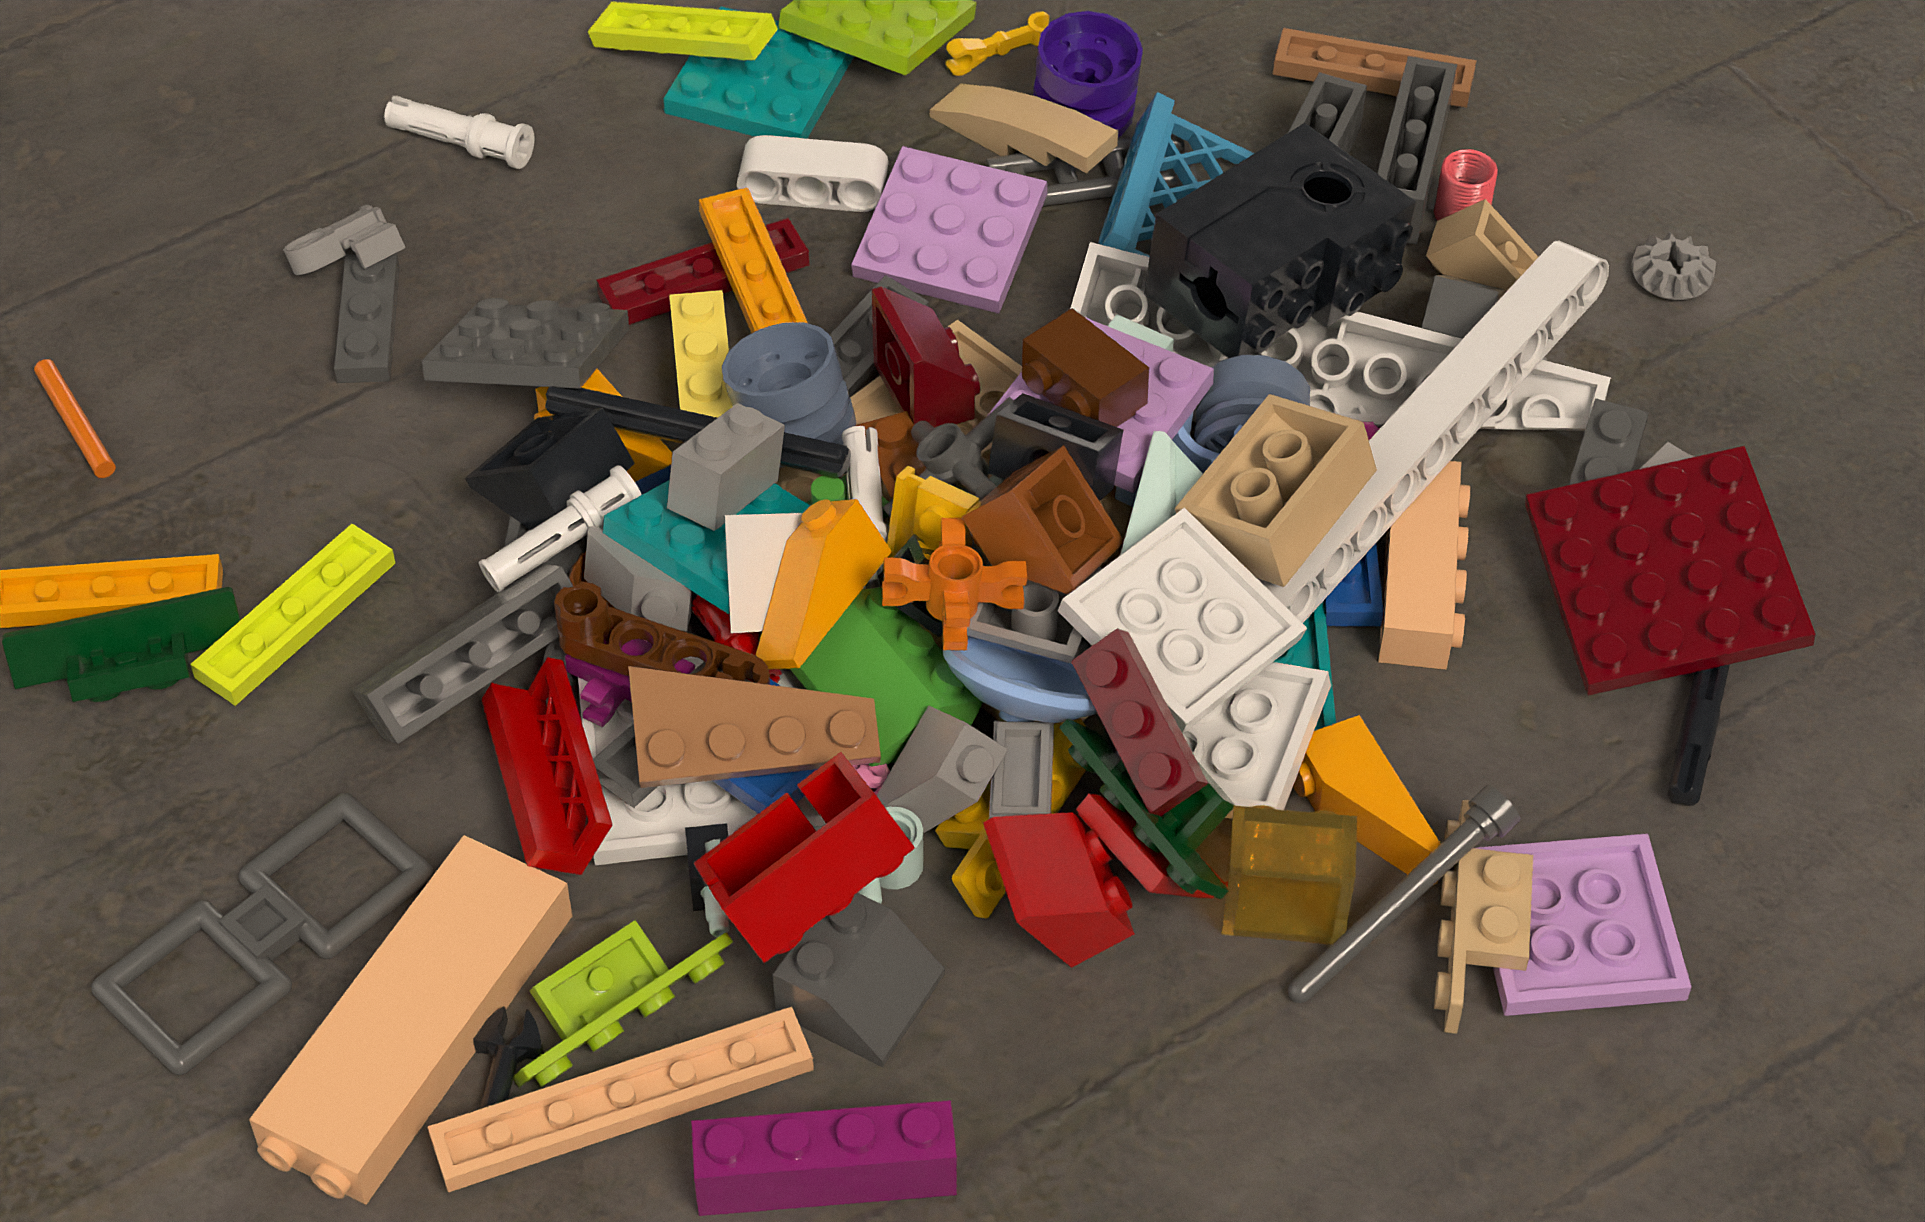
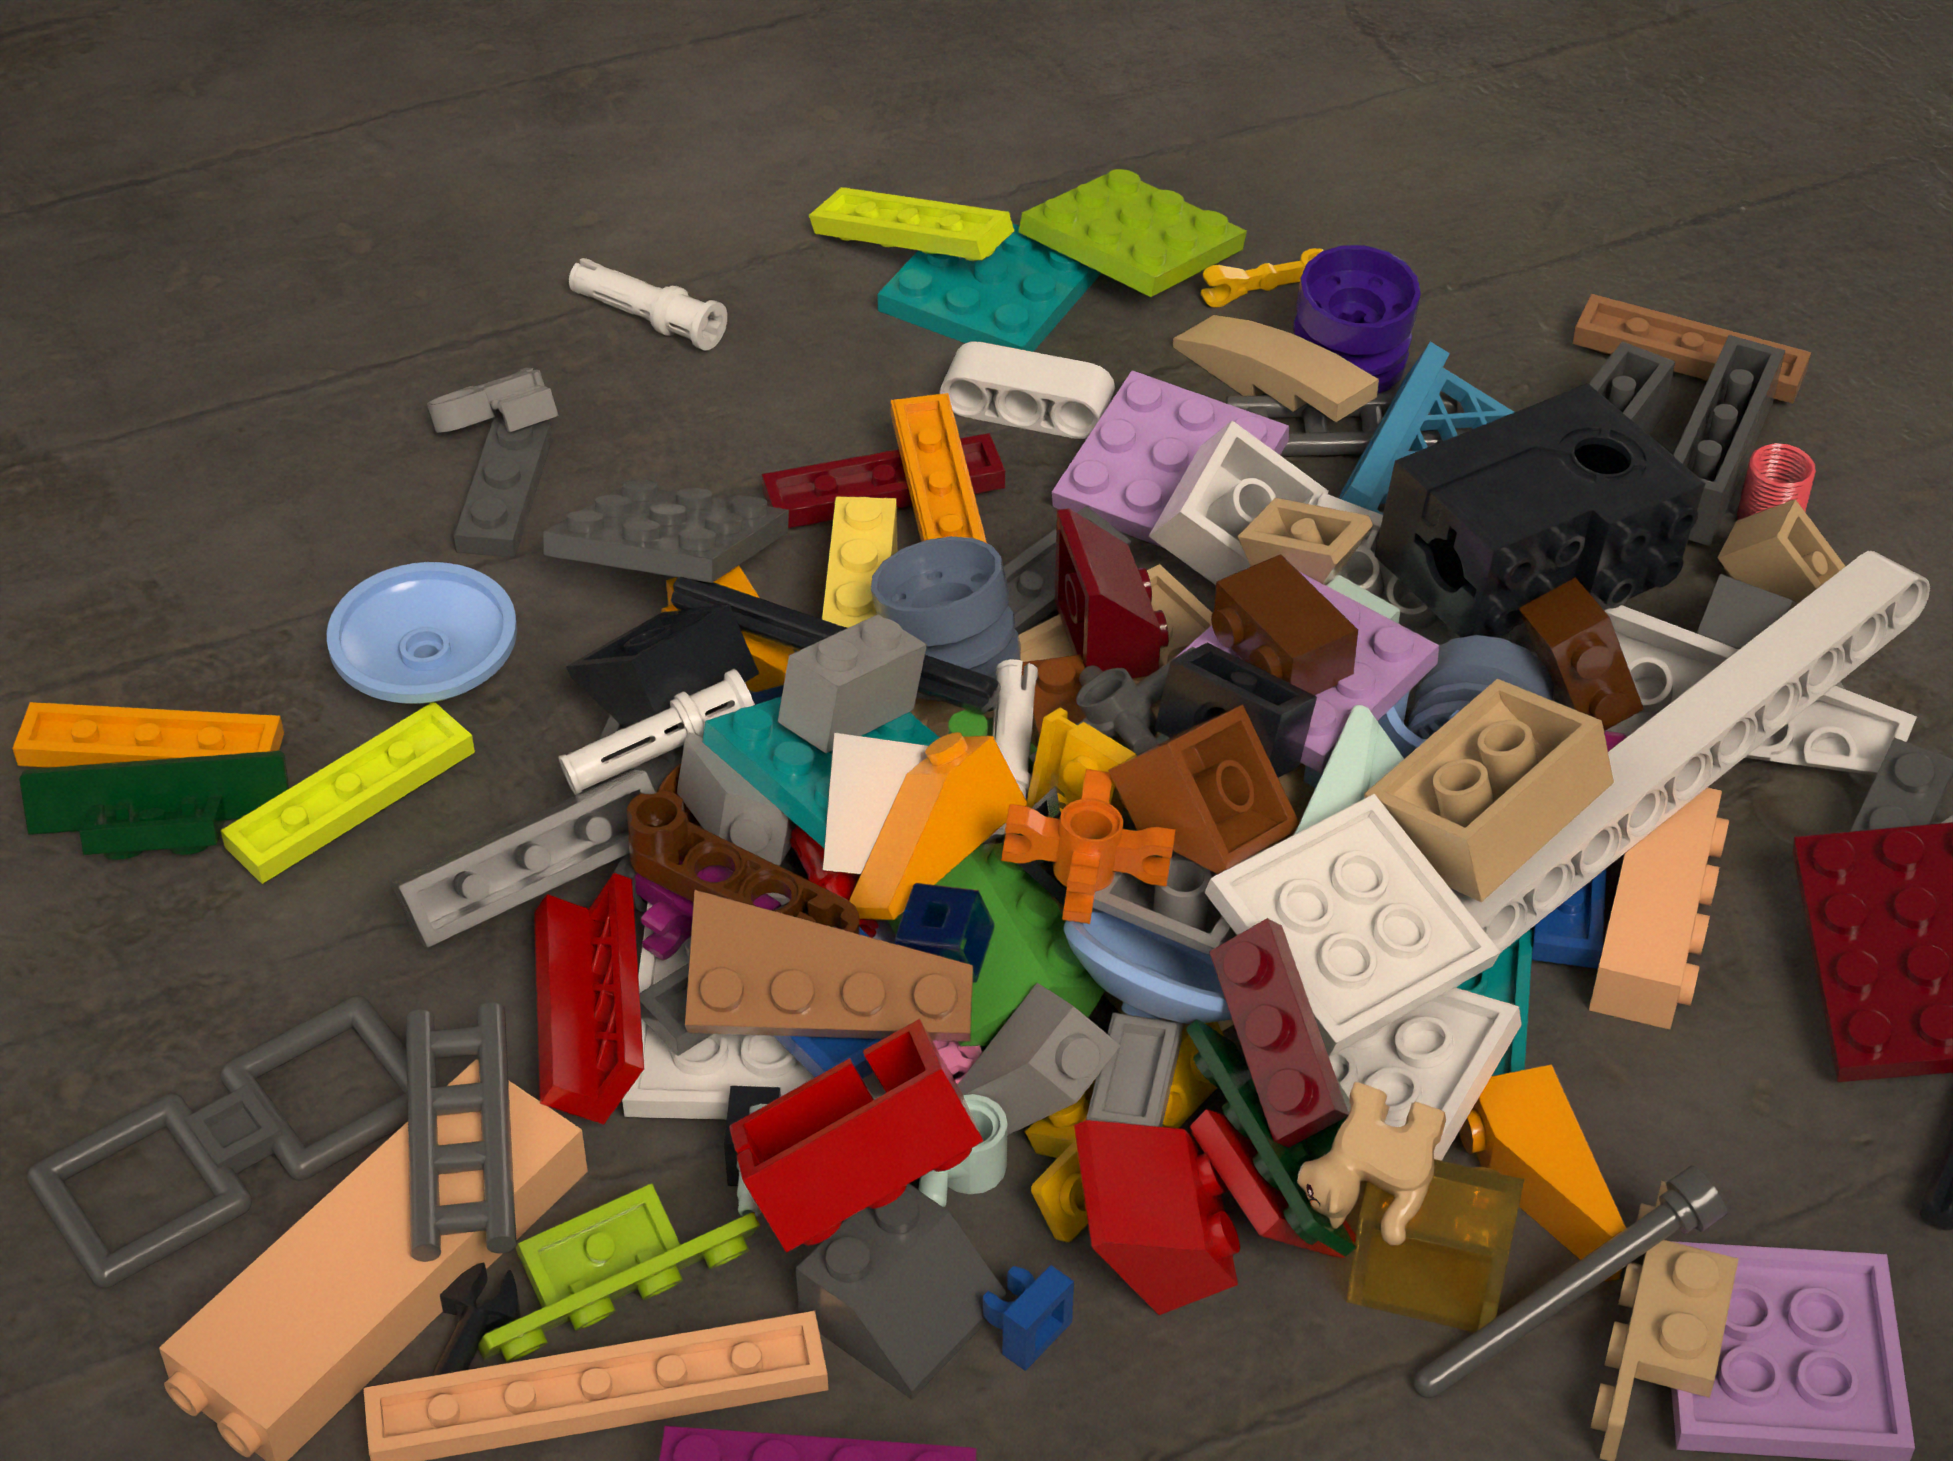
camera: 10 degrees right, 5 degrees down
(74, 418) = (163, 555): orange bar -> none
(329, 463) = (421, 632): none -> light blue dish
(445, 928) = (491, 1154): none -> dark grey bar
(844, 665) = (943, 917): none -> clear blue piece
(974, 983) = (1035, 1316): none -> blue tile
(1018, 265) = (1221, 495): none -> white brick
(1085, 284) = (1307, 535): none -> tan slope
(1238, 812) = (1371, 1151): none -> tan animal
(1331, 361) = (1582, 654): none -> reddish brown brick

